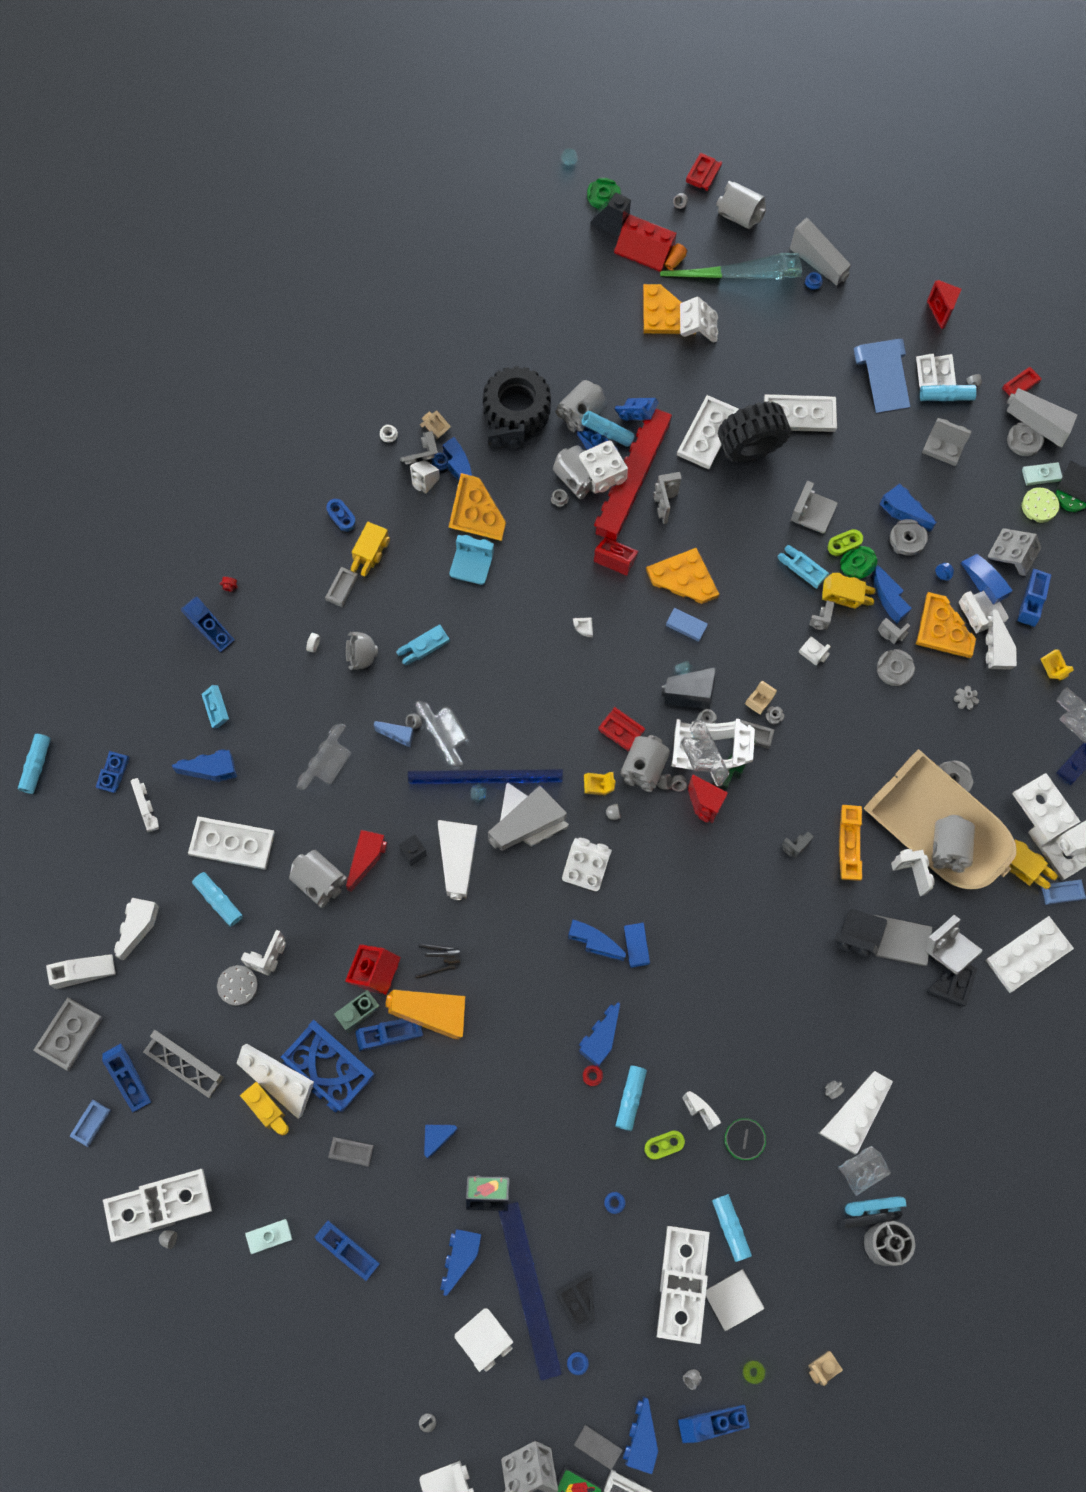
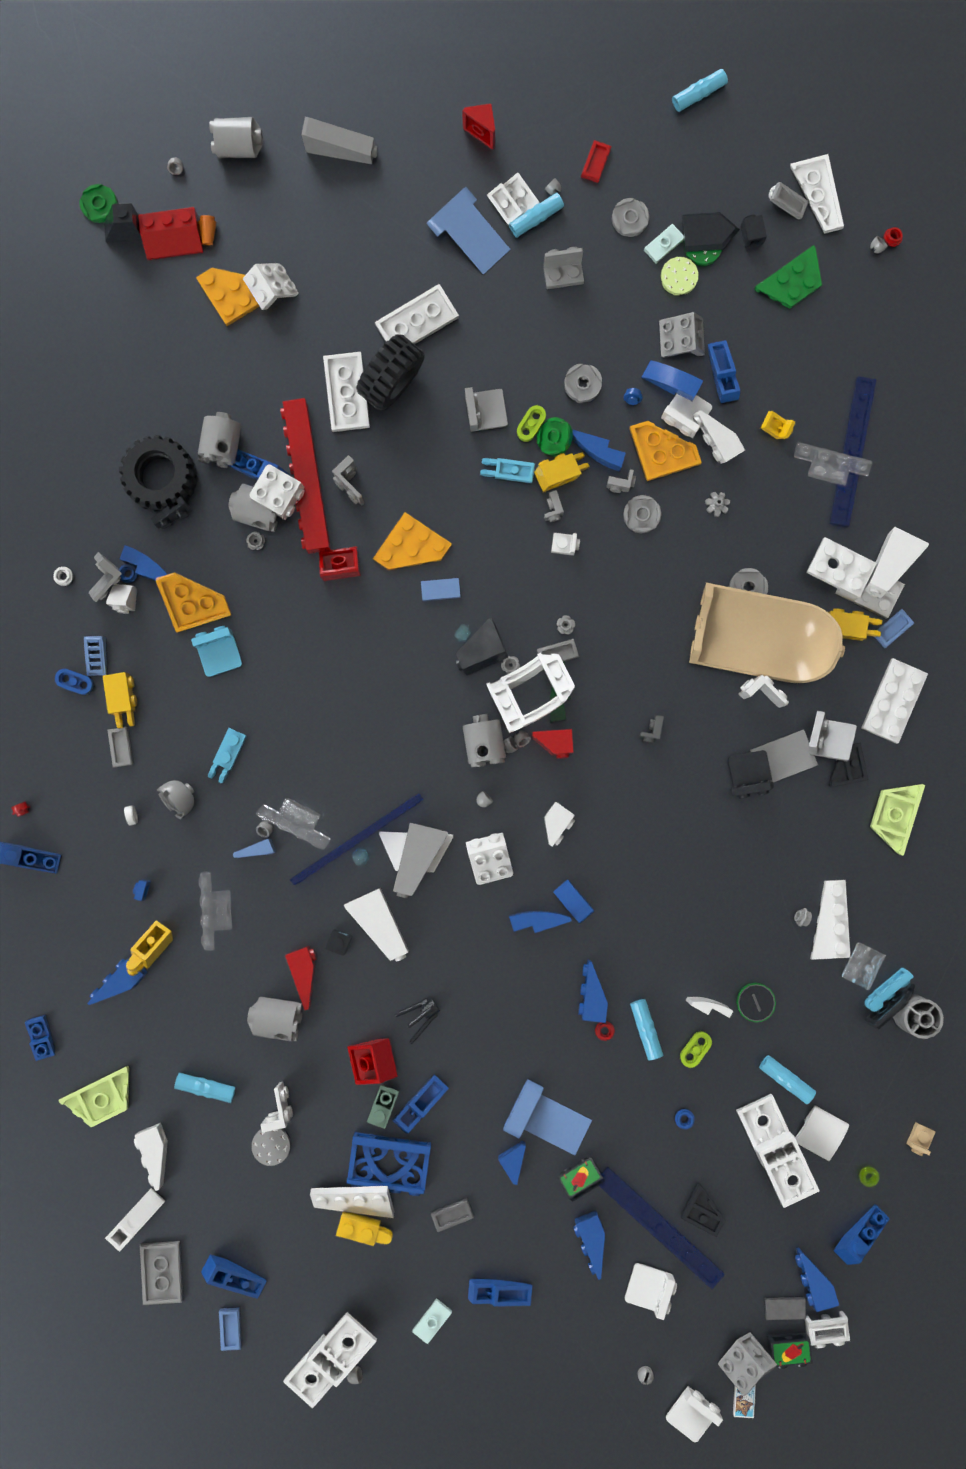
camera: 30 degrees left, 15 degrees up
(126, 852) = (101, 1098): none -> yellowish green wing
(145, 806) = (88, 1050): white hinge -> none
(183, 1055) = (271, 1230): light grey fence -> none
(215, 706) = (86, 926): medium azure plate -> none
(231, 843) = (183, 1033): white plate -> none
(253, 752) = (148, 948): none -> yellow hinge
(280, 705) = (141, 890): none -> blue plate
(384, 498) = (89, 656): none -> medium blue slope
(430, 1010) = (443, 1066): light orange slope -> none
(435, 423) = (98, 540): tan bracket -> none
(490, 1121) = (546, 1119): none -> medium blue piece
(569, 156) = (37, 181): clear light blue plate -> none
(577, 1363) = (731, 1258): blue plate -> none
(583, 626) = (353, 648): white tile -> none
(599, 783) = (456, 783): yellow bracket -> none
(608, 428) = (256, 449): medium azure axle -> none
(621, 728) = (444, 722): red plate -> none
(637, 409) = (270, 411): blue bracket -> none
(665, 868) = (556, 821): none -> white slope
(692, 1379) = (826, 1212): light grey hinge -> none
(703, 171) = (177, 120): red plate -> none
(704, 753) = (530, 707): clear bracket -> none
(761, 697) = (545, 618): tan bracket -> none
(769, 267) = (297, 189): clear light blue plate -> none
(813, 280) = (348, 174): blue plate -> none
(850, 842) = (696, 701): light orange slope -> none
(903, 506) = (564, 356): blue slope -> none
(953, 843) = (782, 649): light grey cylinder -> none
(974, 1053) = (896, 815): none -> yellowish green wing
(1044, 417) = (634, 186): light grey slope -> none

